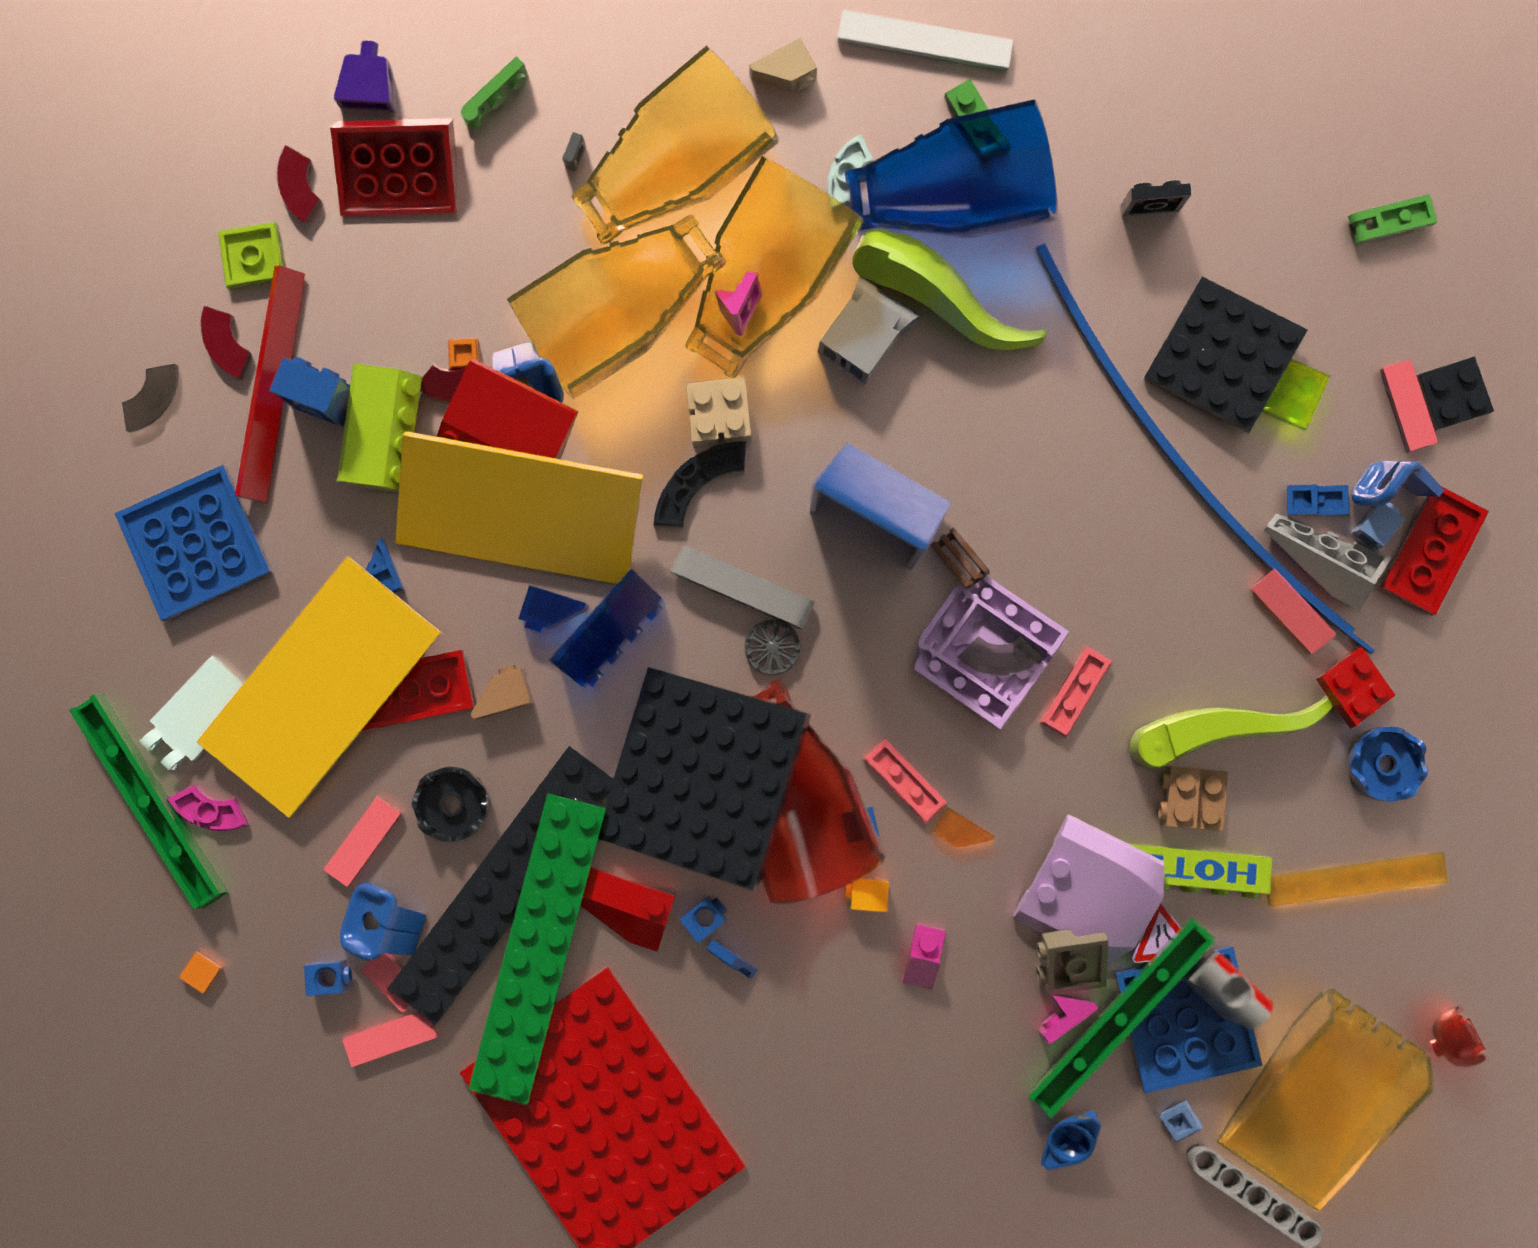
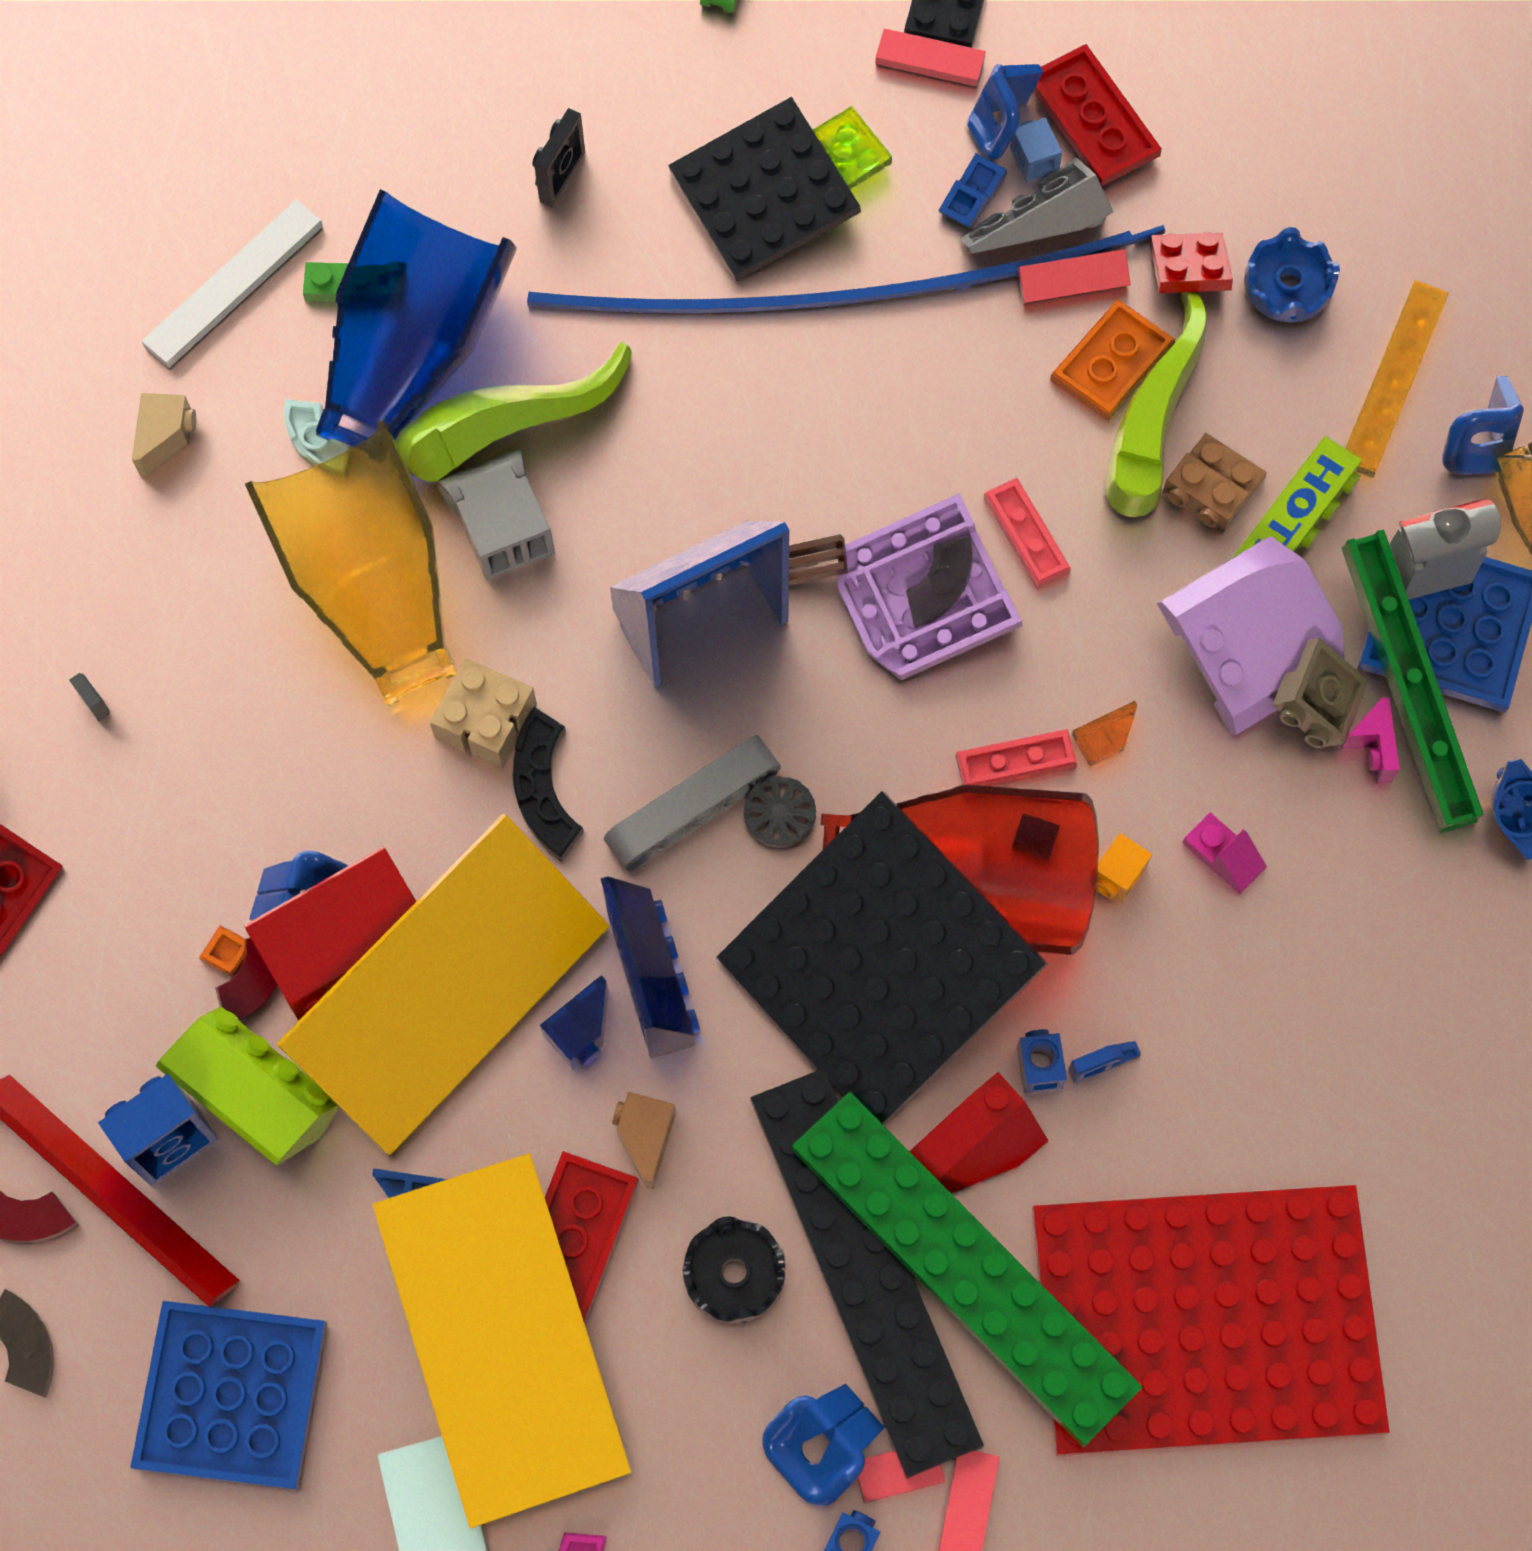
camera: 60 degrees left, 15 degrees down
(362, 841) = (713, 1407): coral tile -> none
(612, 302) = (288, 745): clear yellow windscreen -> none
(678, 147) = (170, 580): clear yellow windscreen -> none
(740, 305) = (382, 621): dark pink slope -> none
(1156, 935) = (1343, 599): piece -> none
(1246, 674) = (1112, 359): none -> orange tile
(1360, 979) = (1500, 418): none -> blue piece

